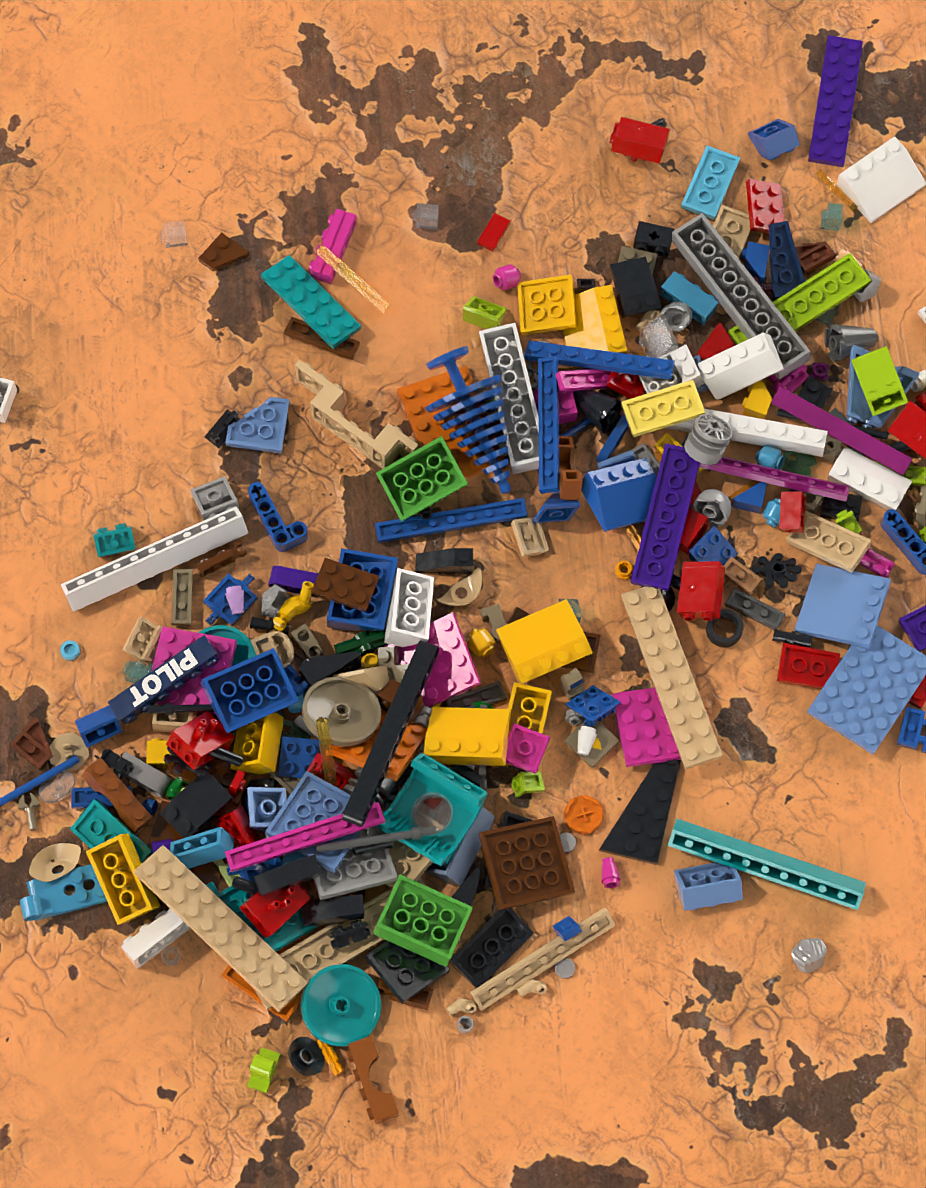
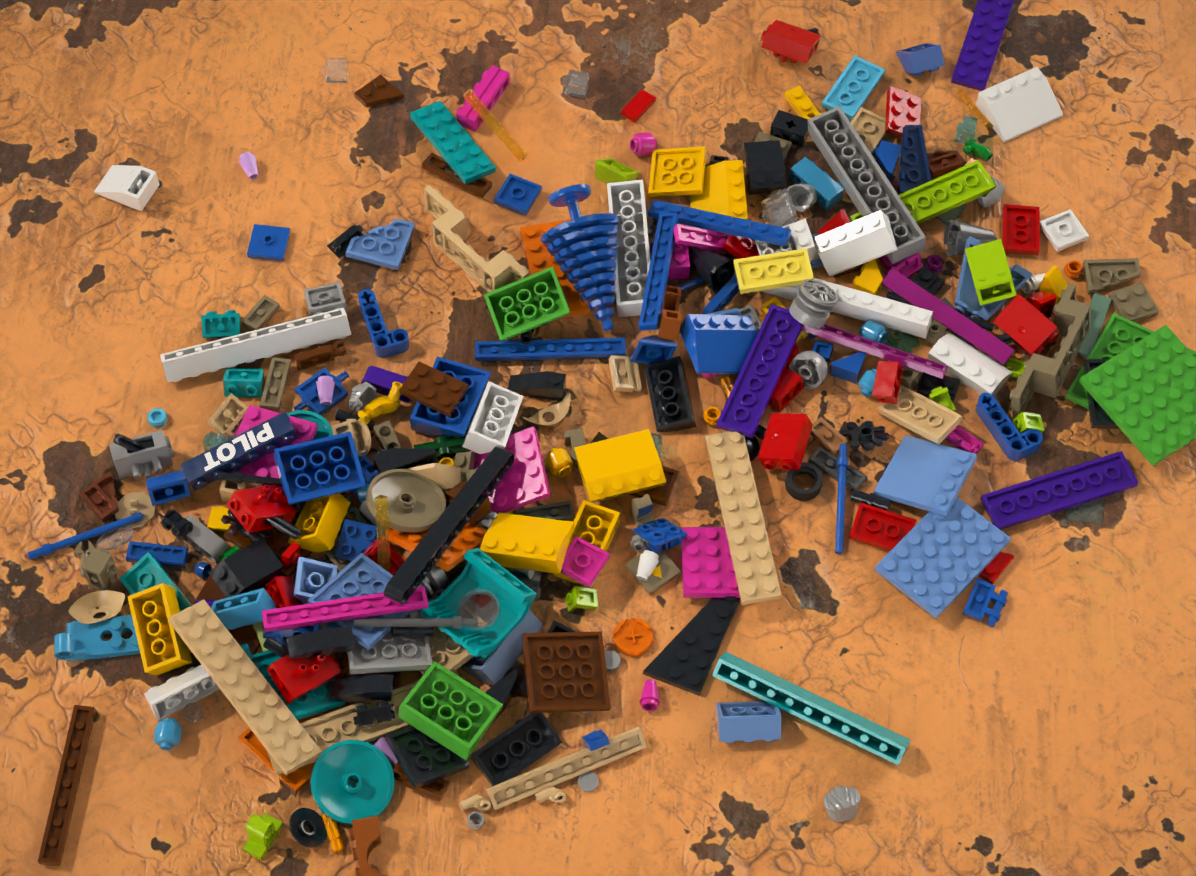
camera: 10 degrees right, 10 degrees down
(50, 823) = (100, 569): none -> dark tan brick
(64, 1048) = (66, 786): none -> reddish brown plate
(65, 696) = (141, 454): none -> light grey piece
(105, 781) = (181, 568): dark orange arch -> none
(106, 356) = (249, 165): none -> lavender cone
(143, 440) = (268, 242): none -> blue plate
(149, 600) = (243, 382): none -> teal bracket
(151, 522) = (261, 313): none -> dark tan plate
(152, 982) = (168, 733): none -> dark azure head
(363, 964) = (382, 745): none -> lavender cone
(388, 351) = (518, 194): none -> blue plate
(578, 553) = (670, 395): none -> black slope
(662, 209) = (801, 103): none -> yellow plate
(712, 547) = (804, 403): blue hinge -> none
(722, 483) = (824, 349): none -> blue plate
(760, 604) = (842, 464): none -> blue bar
(845, 236) = (978, 150): none -> green arm
(900, 321) = (1021, 229): none -> red plate

